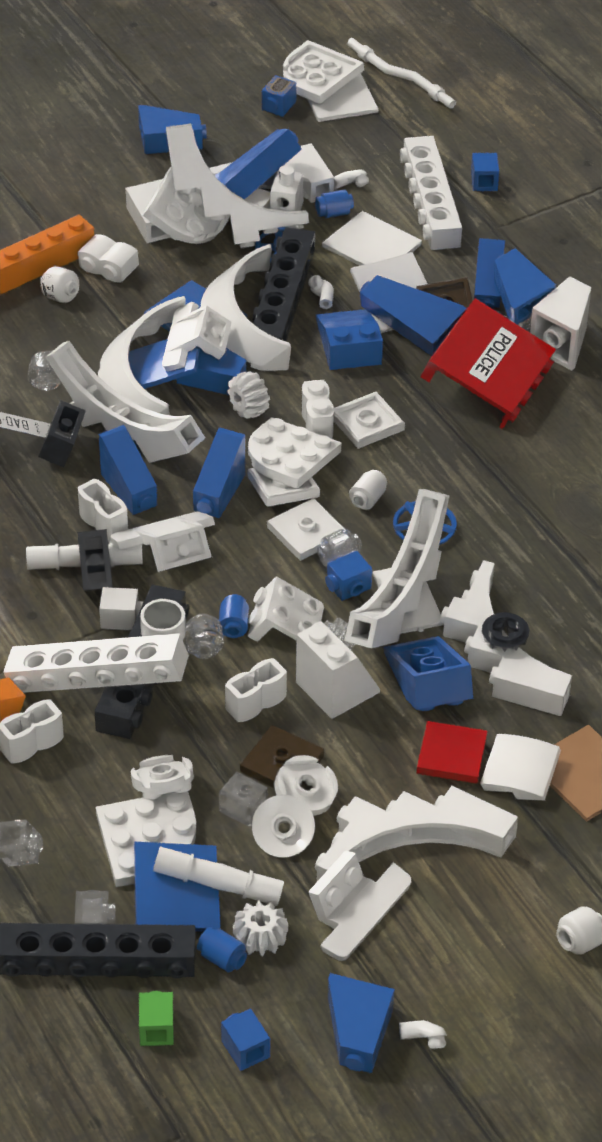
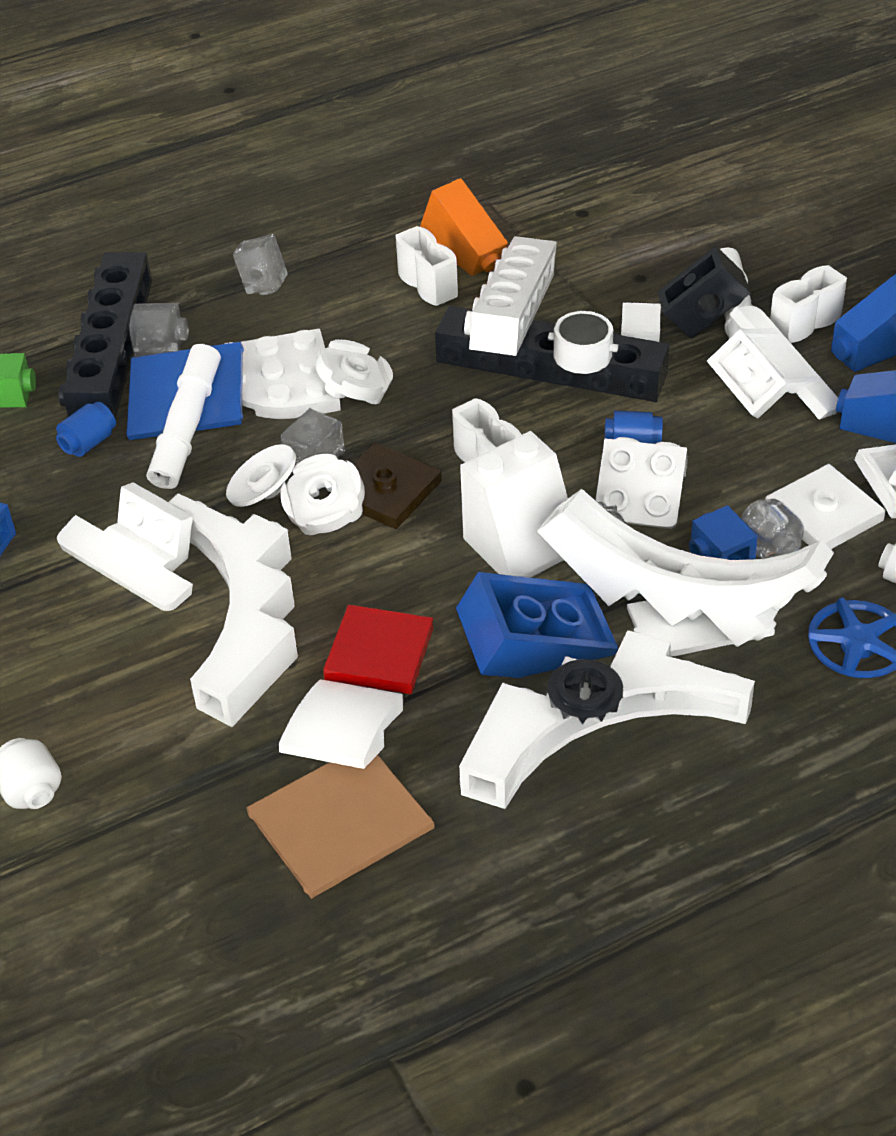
camera: 95 degrees right, 0 degrees up
(204, 636) = (591, 400): clear head -> none
(260, 927) = (108, 459): white gear -> none

